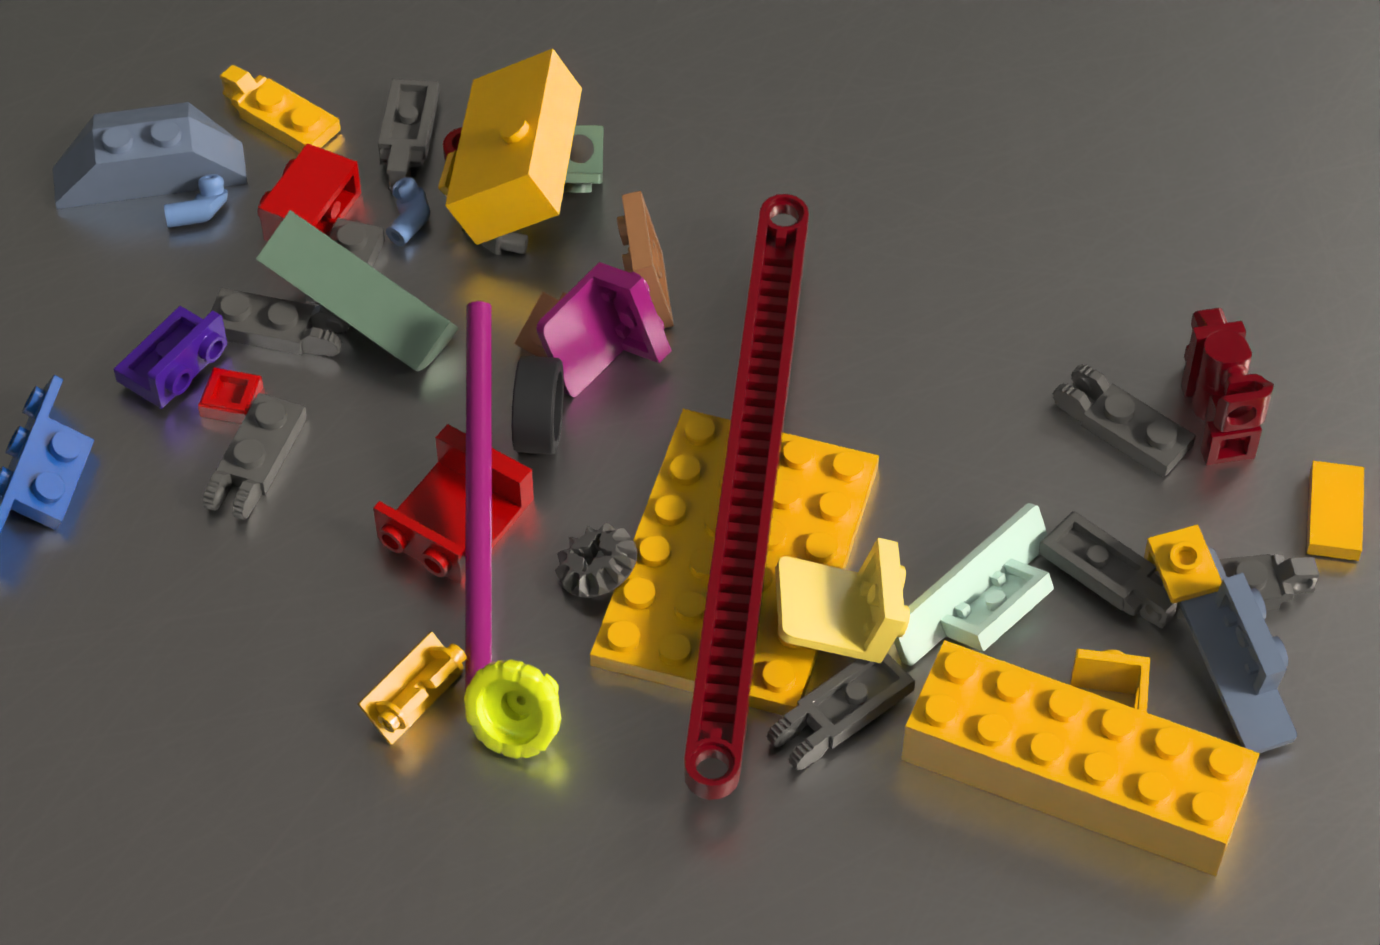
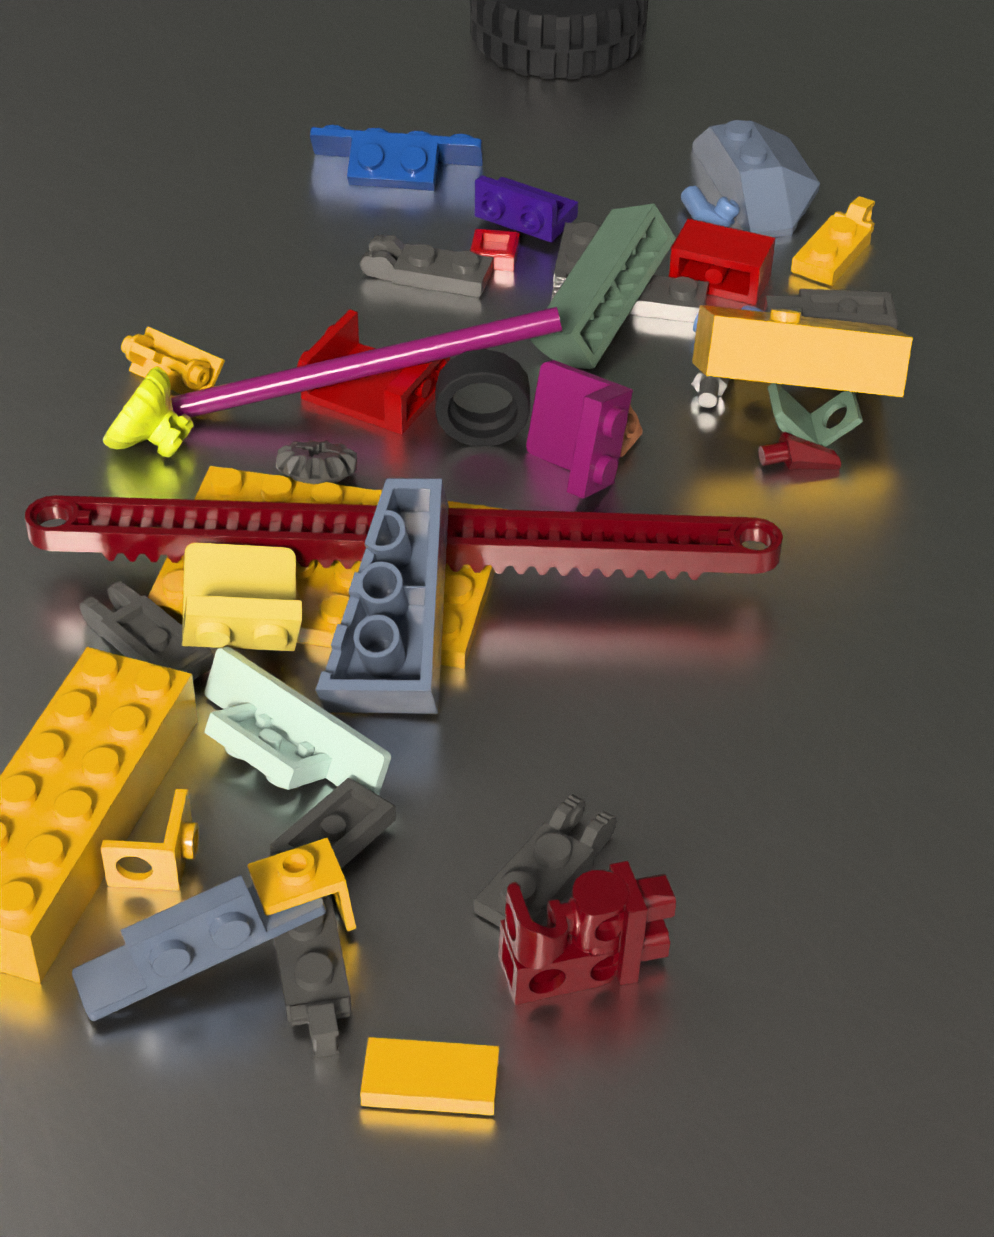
camera: 85 degrees right, 10 degrees down
(611, 190) = (798, 454): none -> dark red bar
(644, 252) = (675, 452): medium nougat plate -> none
(867, 475) = (393, 623): none -> sand blue wedge

